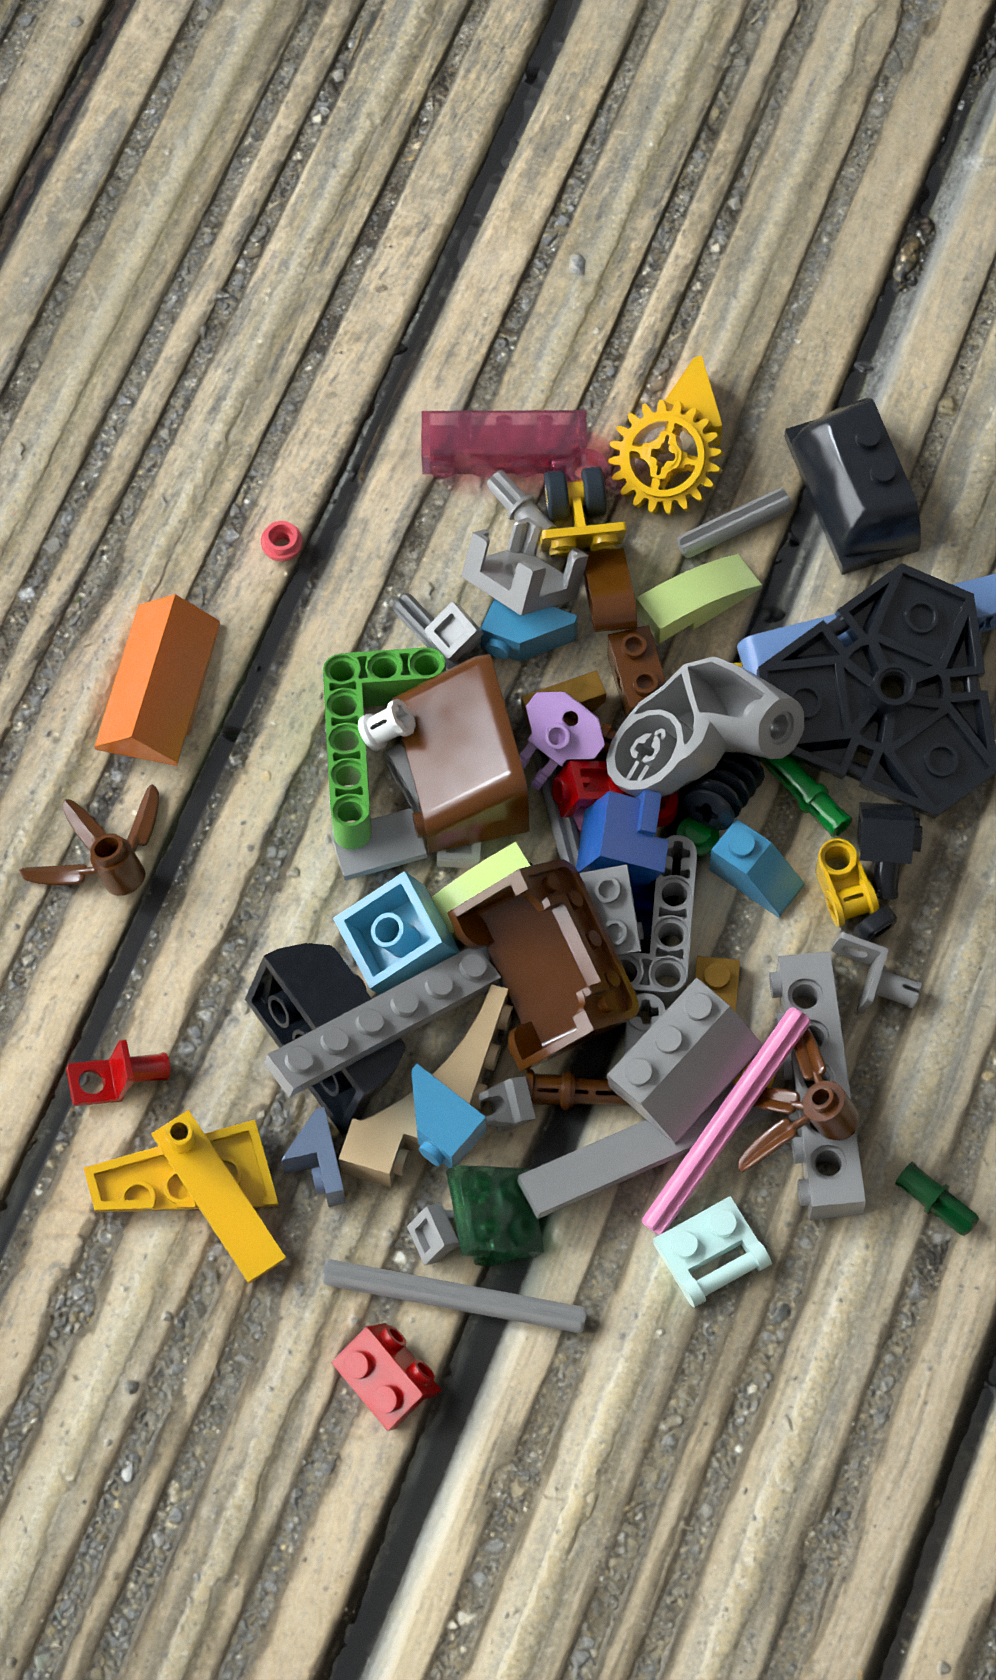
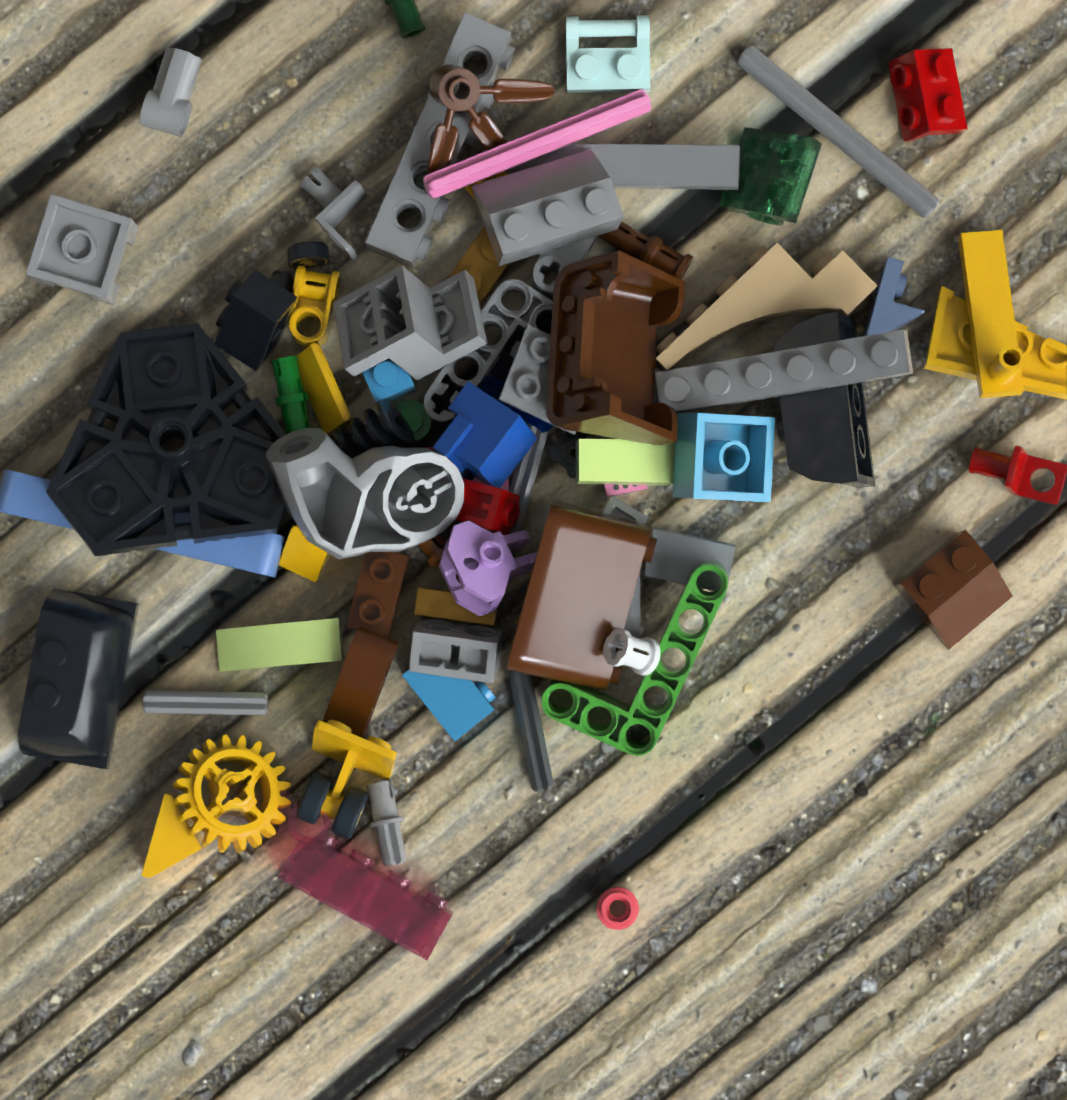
camera: 155 degrees left, 20 degrees up
(111, 855) = (930, 667): reddish brown plant -> none
(126, 944) = (955, 589): none -> reddish brown slope
(159, 681) = (800, 824): orange slope -> none
(433, 1233) = (828, 188): light grey tile -> none
(444, 1120) = (778, 260): dark azure slope -> none
(454, 632) = (519, 721): tile -> none
(509, 1104) = (706, 262): light grey tile -> none
(519, 576) = (429, 740): light grey panel -> none
(540, 660) = (456, 649): none -> light grey brick
(747, 898) = (409, 323): none -> light grey bracket
(788, 823) = (322, 389): none -> yellow slope

